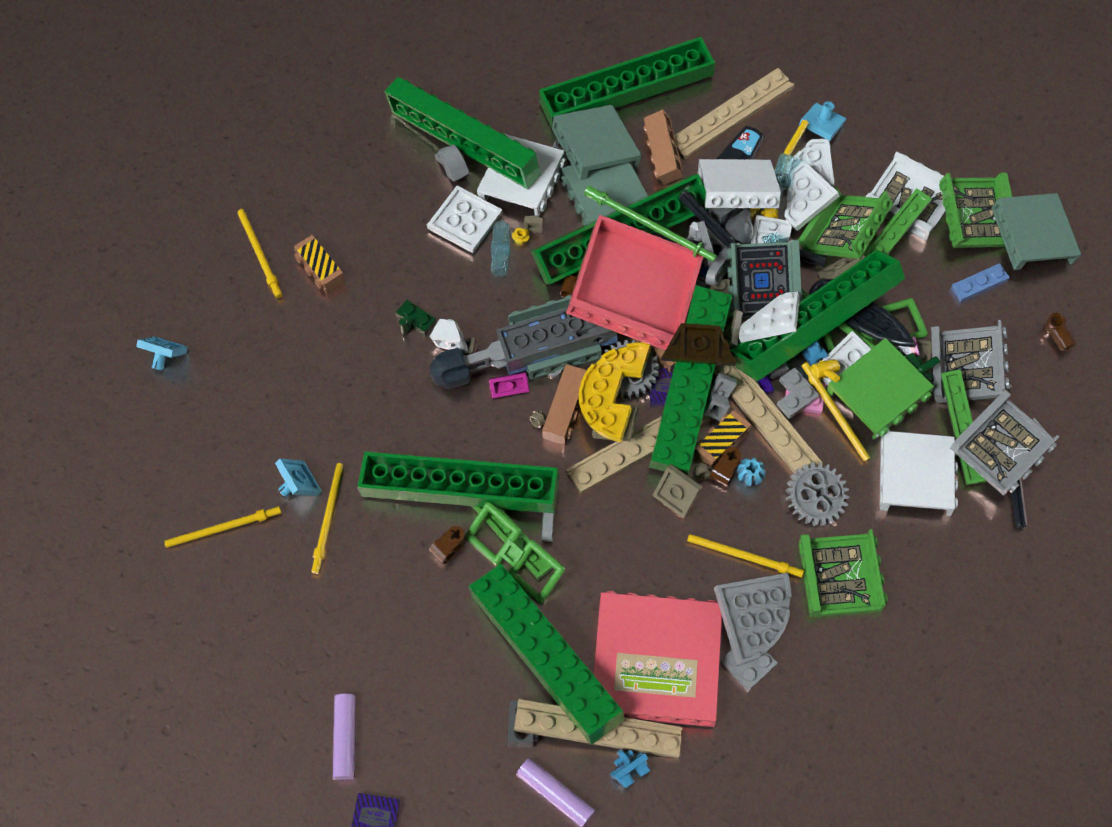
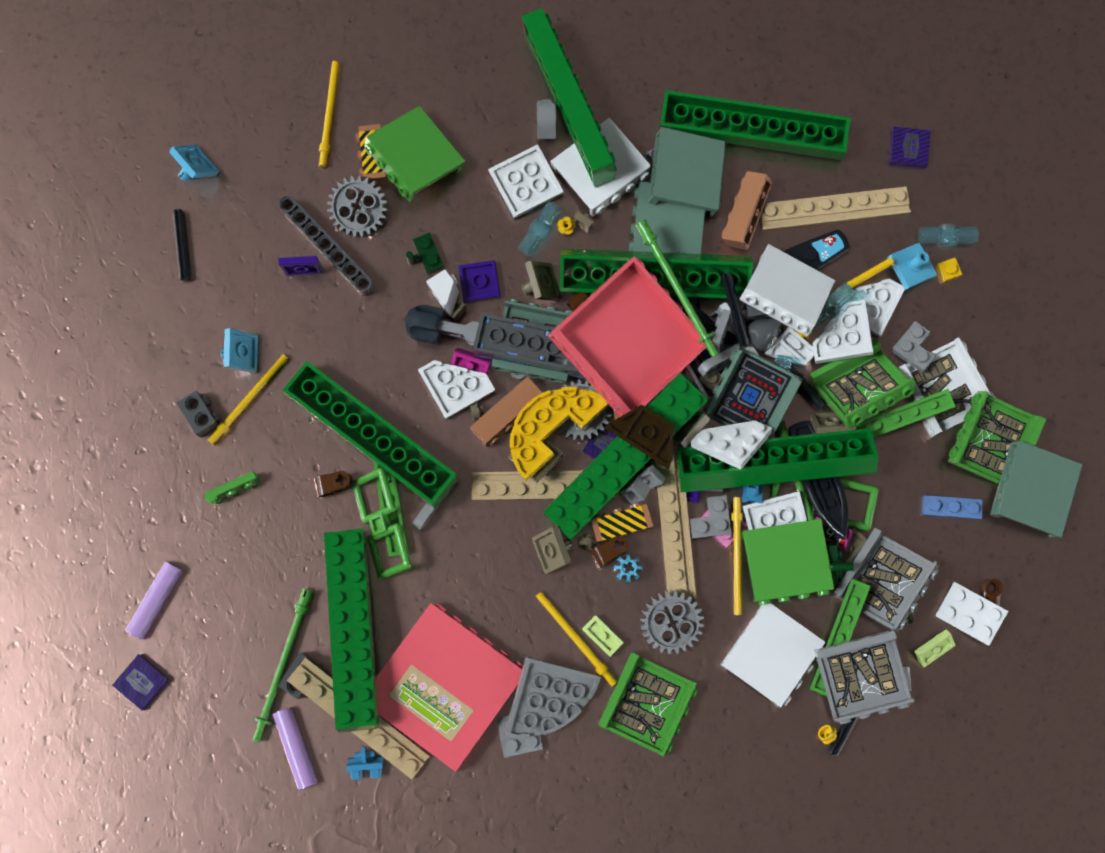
camera: 30 degrees right, 15 degrees up
(188, 423) = (181, 245): none -> black axle
(260, 515) = (194, 365): yellow bar -> none
(287, 556) = (195, 416): none -> dark grey brick
(310, 380) = (300, 265): none -> dark purple tile
(314, 310) = (341, 199): none -> light grey gear
(316, 349) = (321, 238): none -> dark grey beam
(354, 242) = (413, 152): none -> bright green panel
(358, 598) = (231, 488): none -> bright green plate
(474, 316) = (479, 281): none -> dark purple tile
(486, 666) = (301, 610): none -> bright green bar
(507, 408) = (455, 386): none -> white plate
(529, 286) = (542, 281): none -> dark tan tile
(760, 39) = (910, 147): none -> tile
(766, 539) = (602, 636): none -> yellowish green plate
(826, 369) = (750, 515): yellow piece -> none
(834, 85) = (948, 235): none -> clear light blue piece
(853, 111) = (949, 270): none -> yellow plate
(865, 183) = (910, 347): none -> light grey plate
(1006, 511) = (827, 734): none -> yellow plate
(1043, 395) = (935, 648): none -> yellowish green plate
(1053, 351) = (971, 613): none -> white plate

